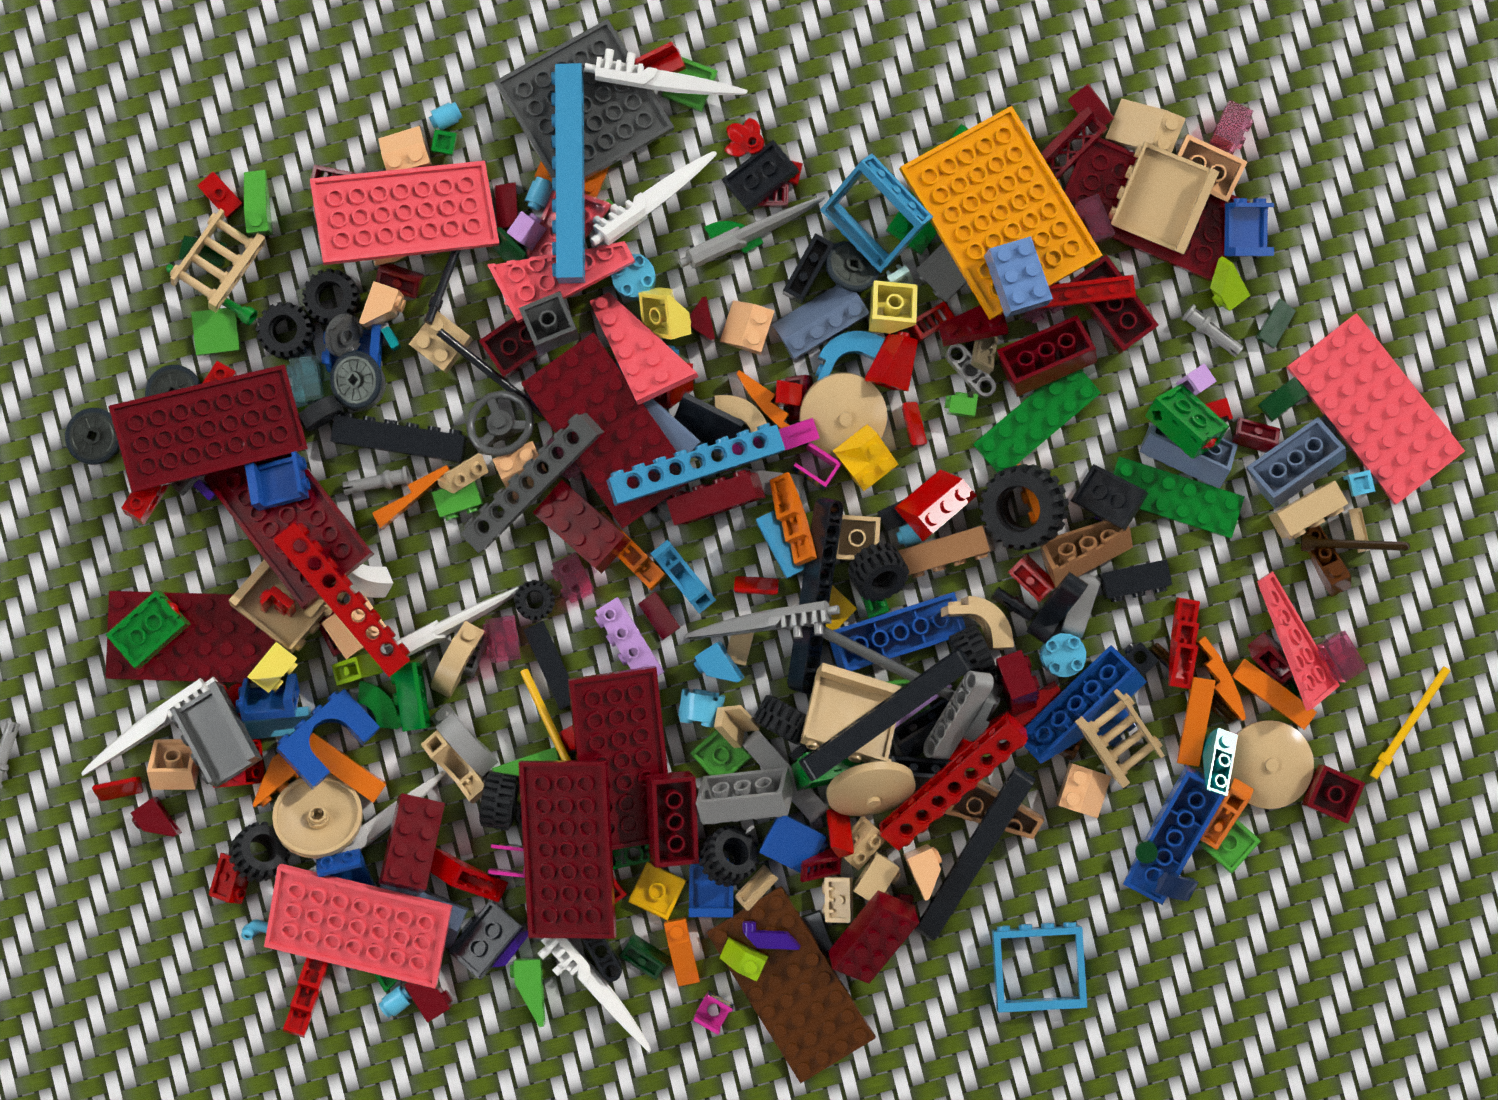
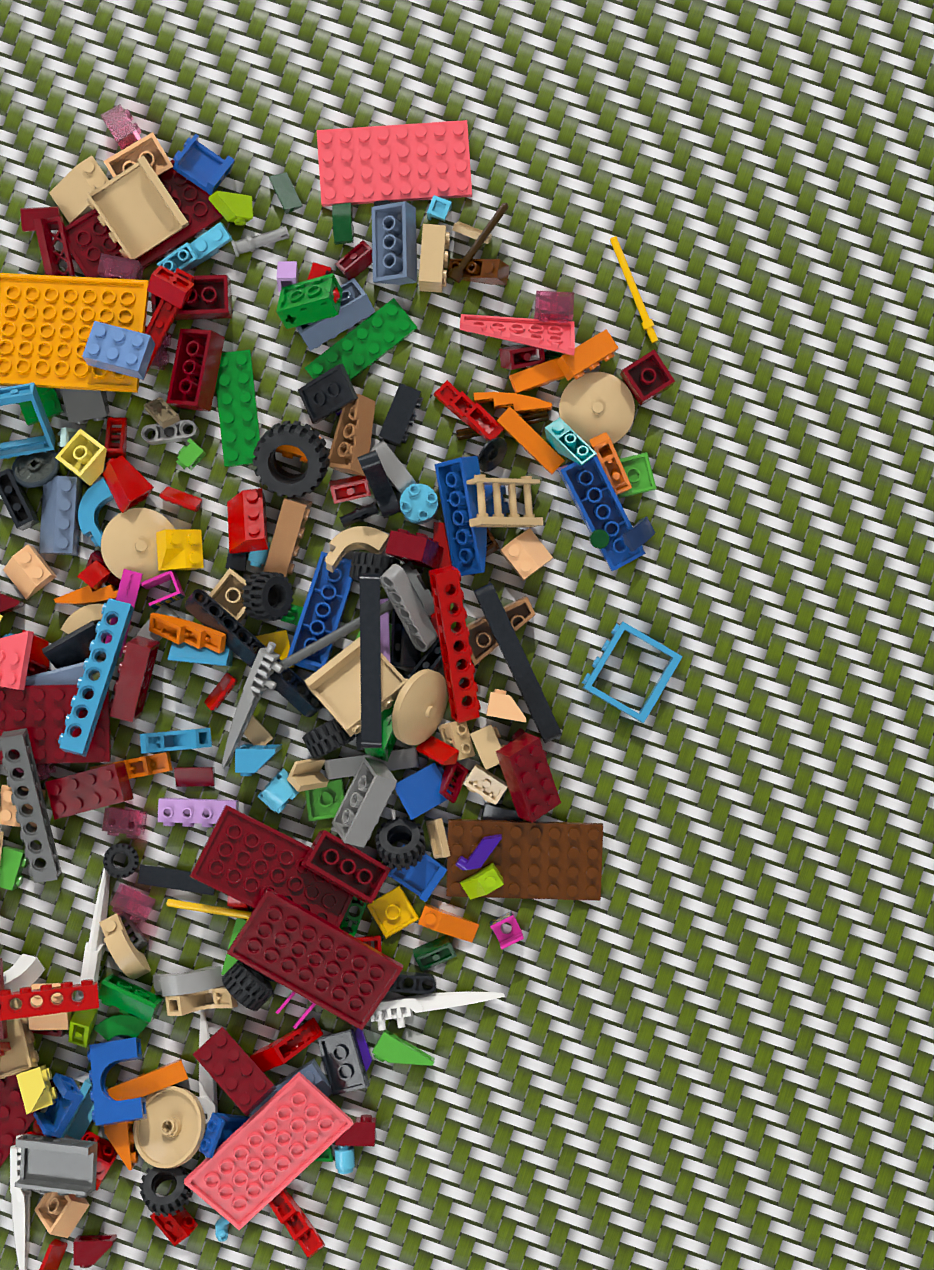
camera: 60 degrees left, 0 degrees up
(653, 520) = (120, 734): dark grey wheel -> none
(972, 326) = (138, 408): dark red wing -> none
(1110, 281) = (170, 286): none -> red hinge
(1149, 659) = (463, 443): black brick -> none
(1158, 693) = (492, 454): none -> black dish
(1159, 277) = (198, 251): none -> medium azure slope
(1315, 722) = (588, 355): none -> orange brick

